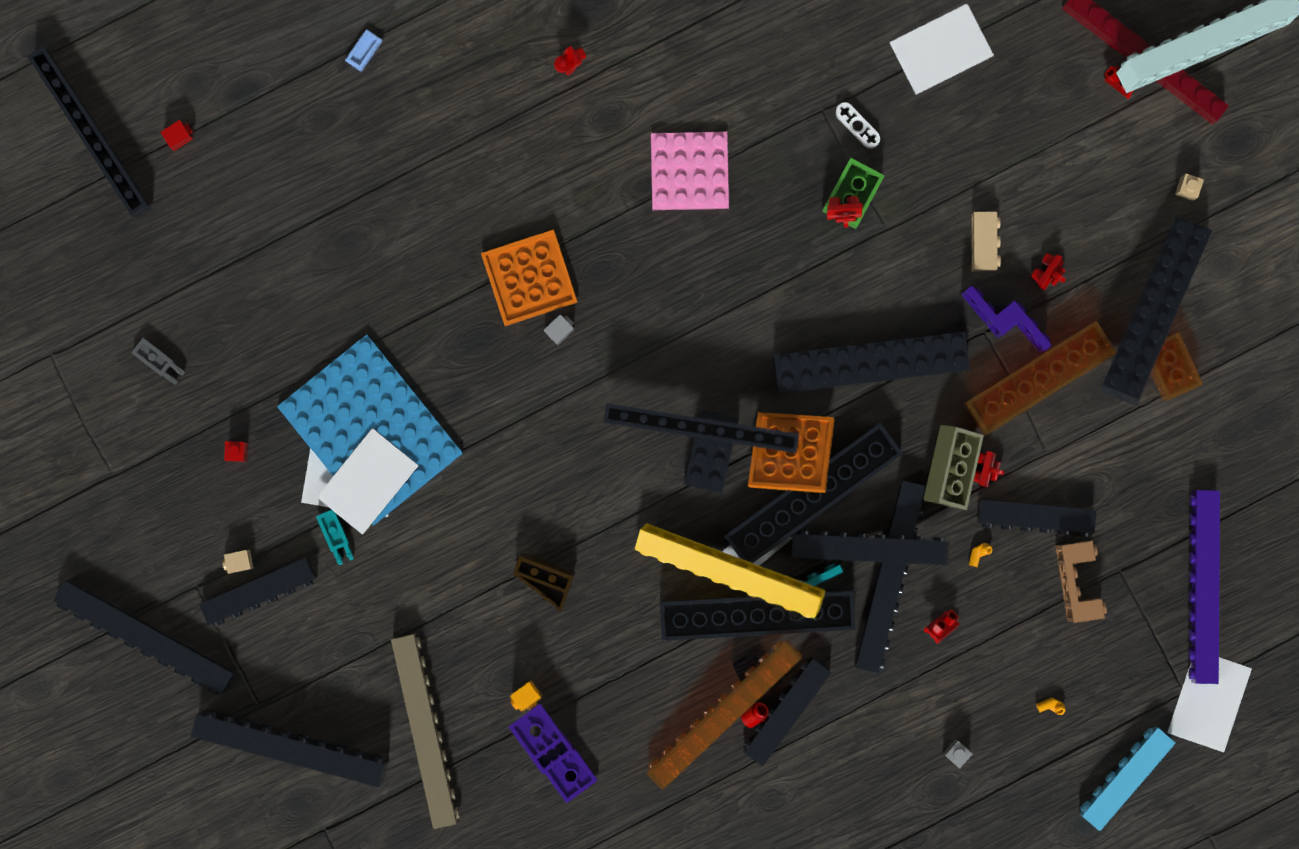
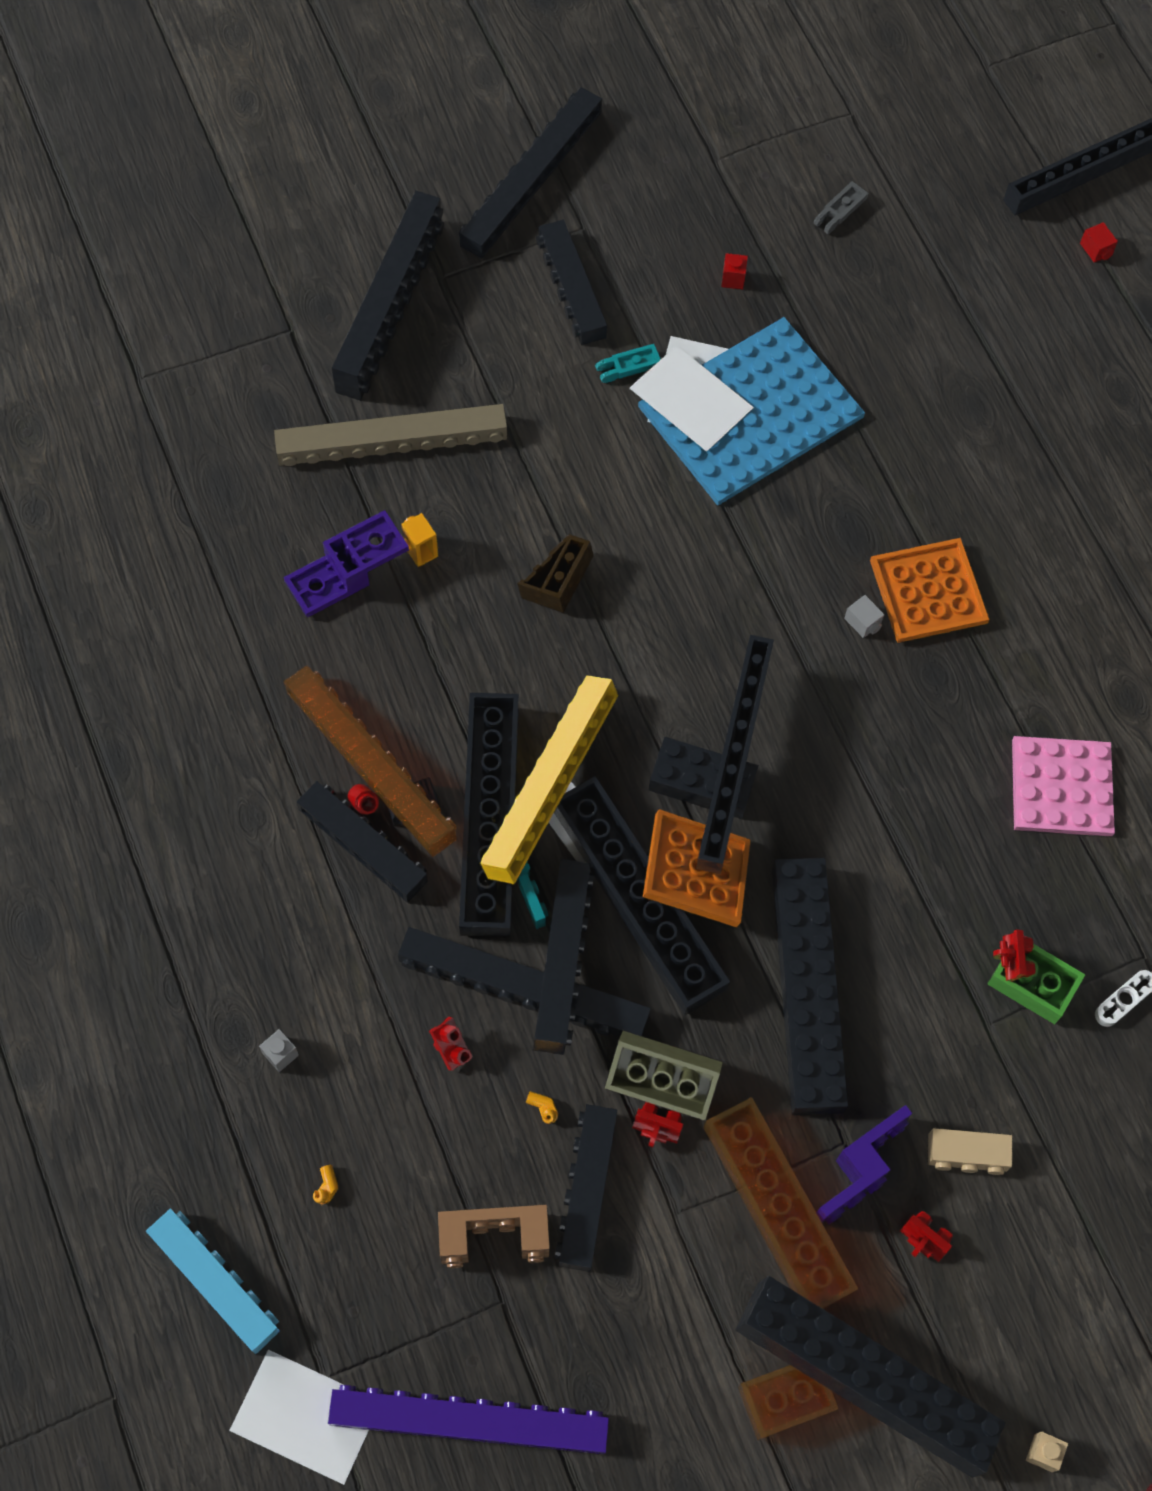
camera: 90 degrees right, 20 degrees down
(237, 561) = (608, 265): tan brick -> none

